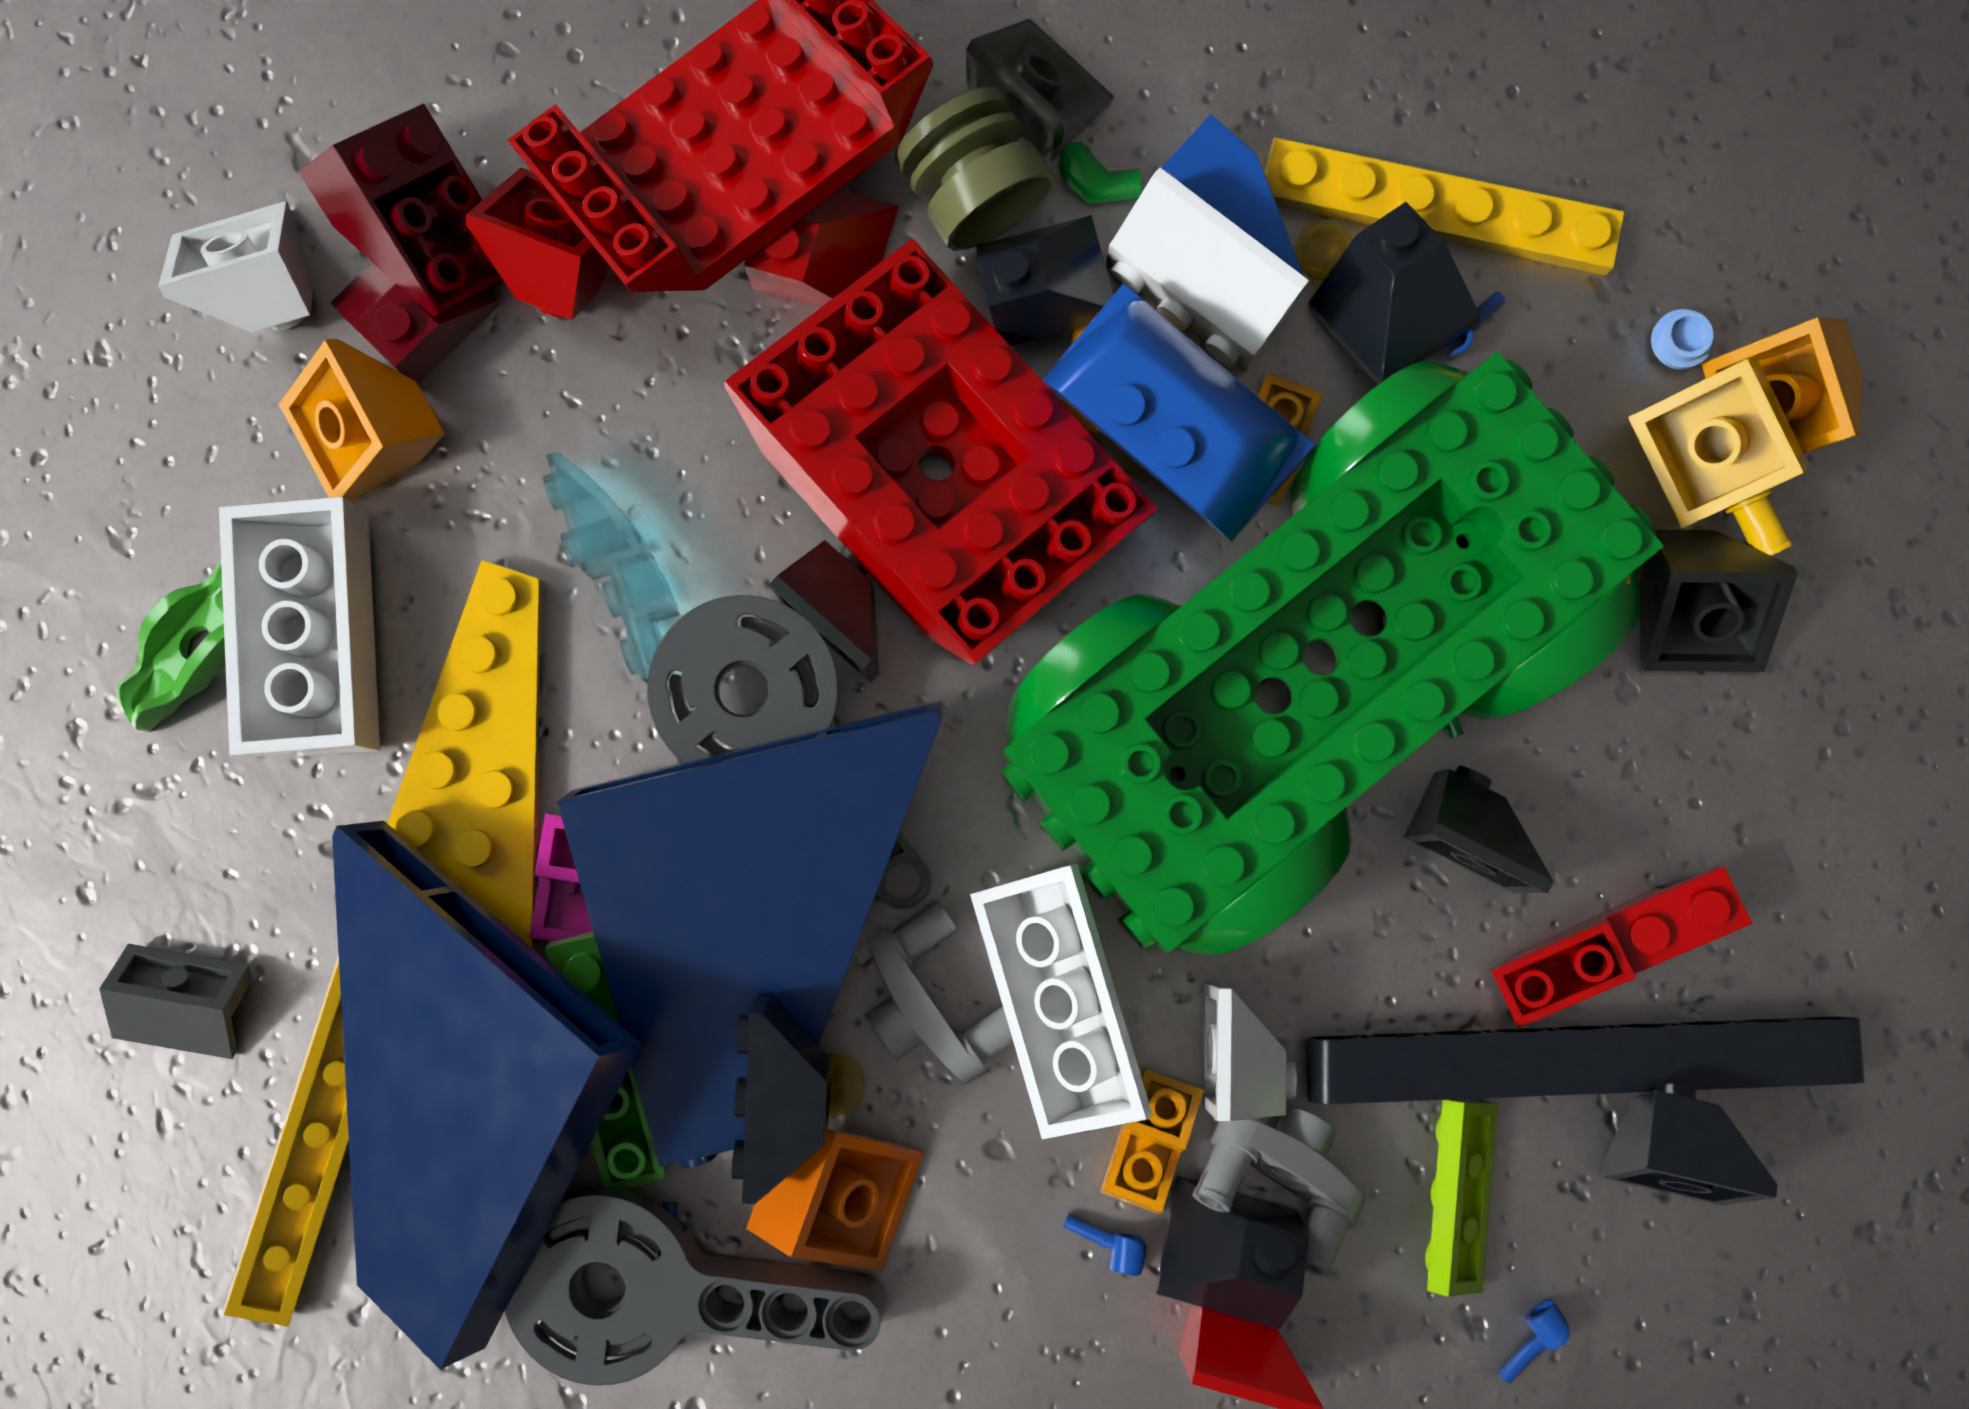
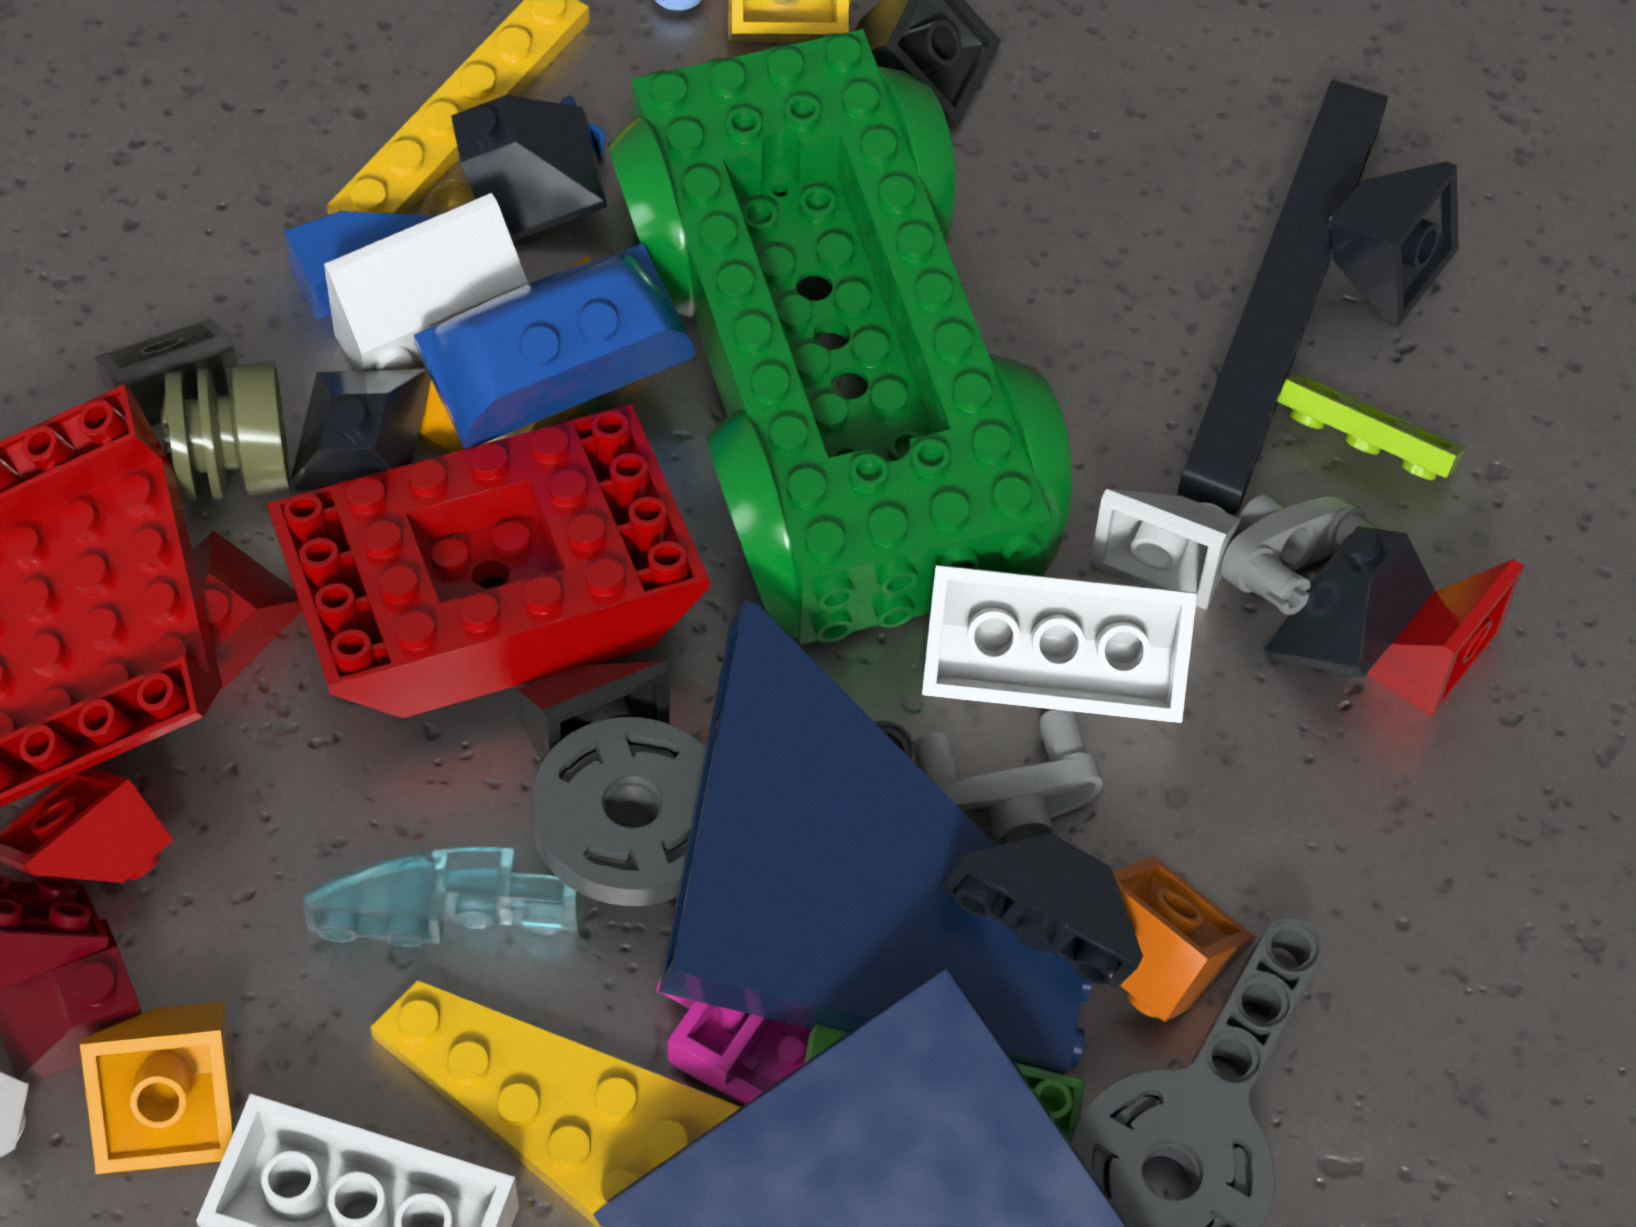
camera: 70 degrees left, 25 degrees down
(1092, 180) = (292, 354): green arm -> none
(1127, 1248) = (1318, 713): blue hand -> none
(1151, 1148) = (1232, 665): light orange slope -> none
(1477, 831) = (1050, 285): pearl dark grey slope -> none
(1549, 1333) = (1520, 408): blue hand -> none
(1619, 944) = (1194, 222): red slope -> none

